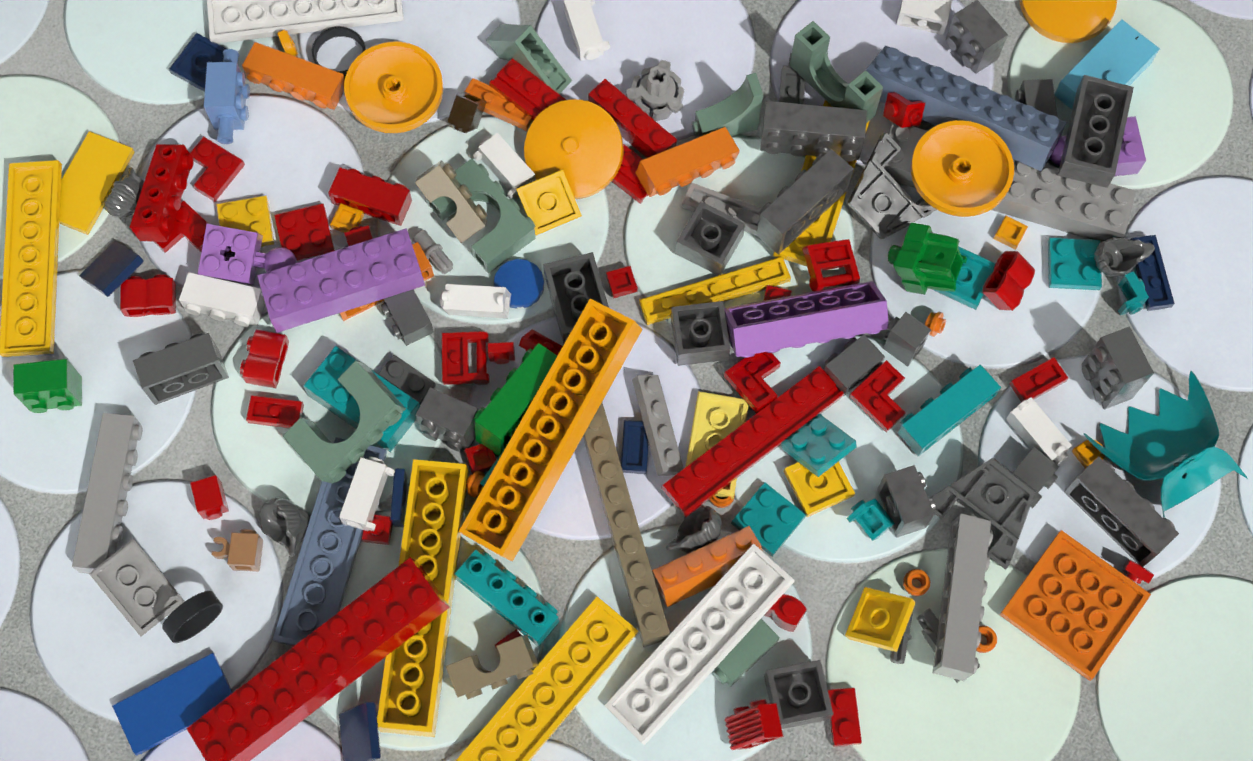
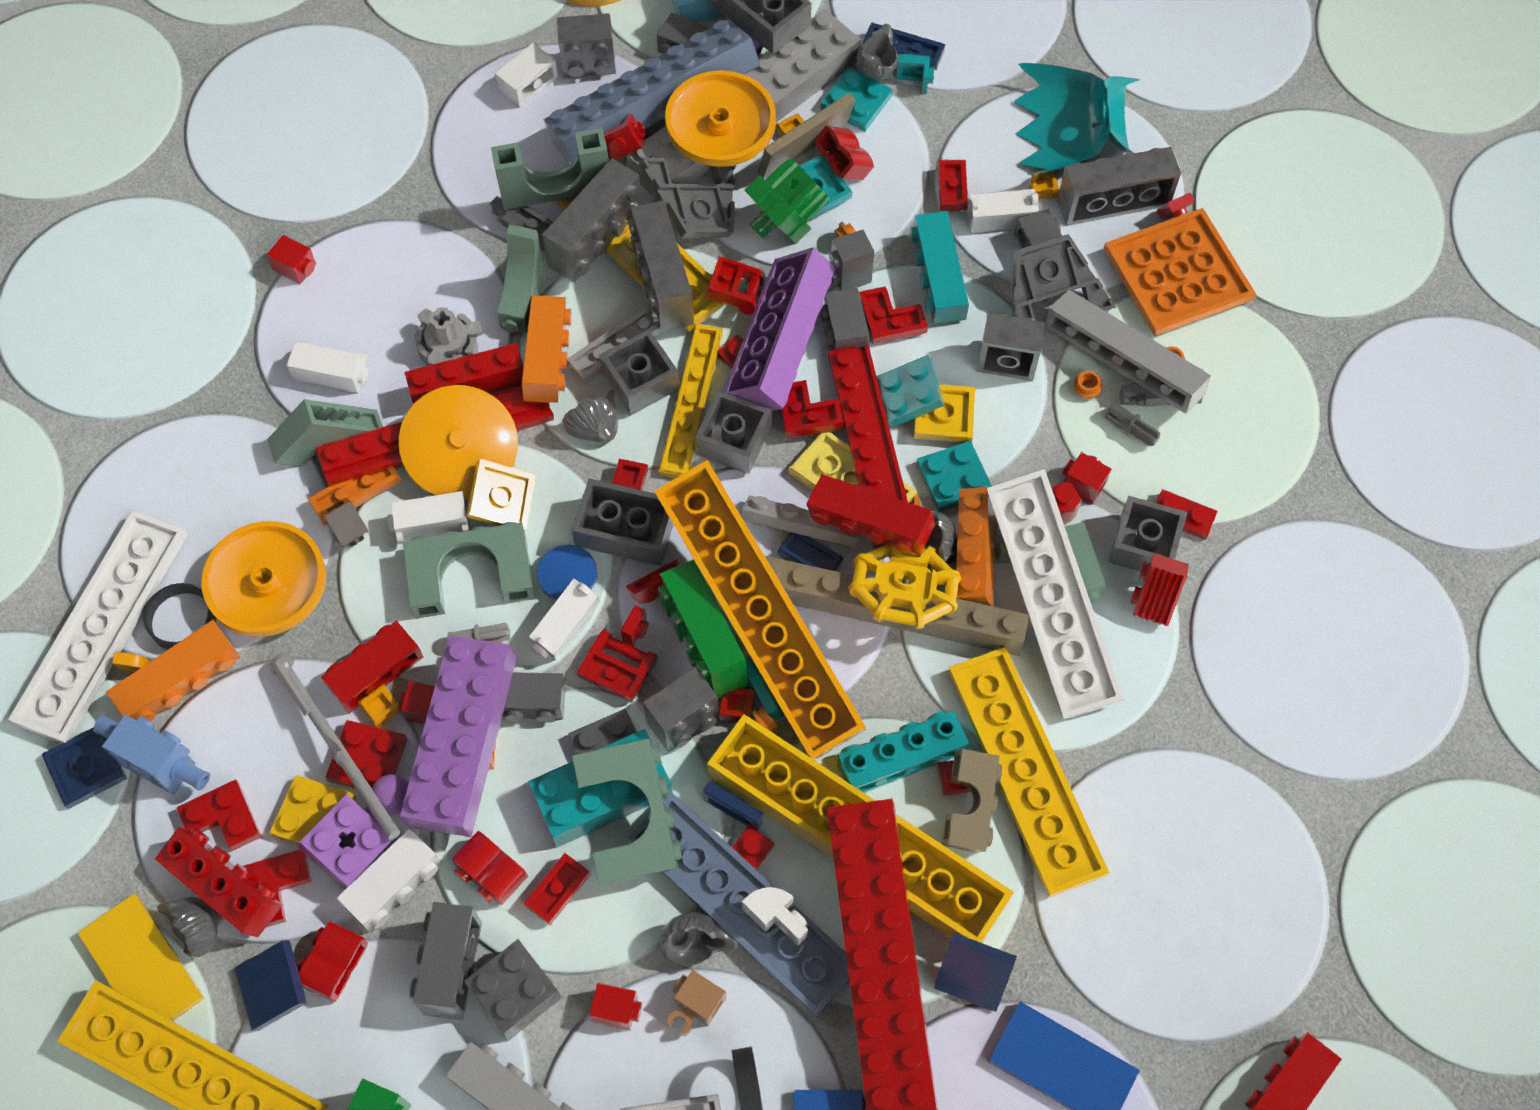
camera: 60 degrees left, 5 degrees down
(186, 423) = (513, 989): none -> flat silver brick
(330, 565) = (772, 906): none -> white brick
(338, 139) = (282, 666): none -> light grey bar
(365, 493) = (713, 833): white brick -> none
(440, 182) = (415, 580): arch -> none
(626, 534) = (910, 596): none -> yellow plate
(651, 230) = (593, 419): none -> dark grey hair
(679, 468) = (870, 514): none -> red brick
(828, 621) = (1087, 476): none -> red brick
(871, 518) = (1007, 386): teal bracket -> none
(880, 619) = (1110, 429): yellow plate -> none
(1001, 241) = (802, 137): none -> dark tan tile
(1116, 368) = (987, 111): dark grey brick -> none

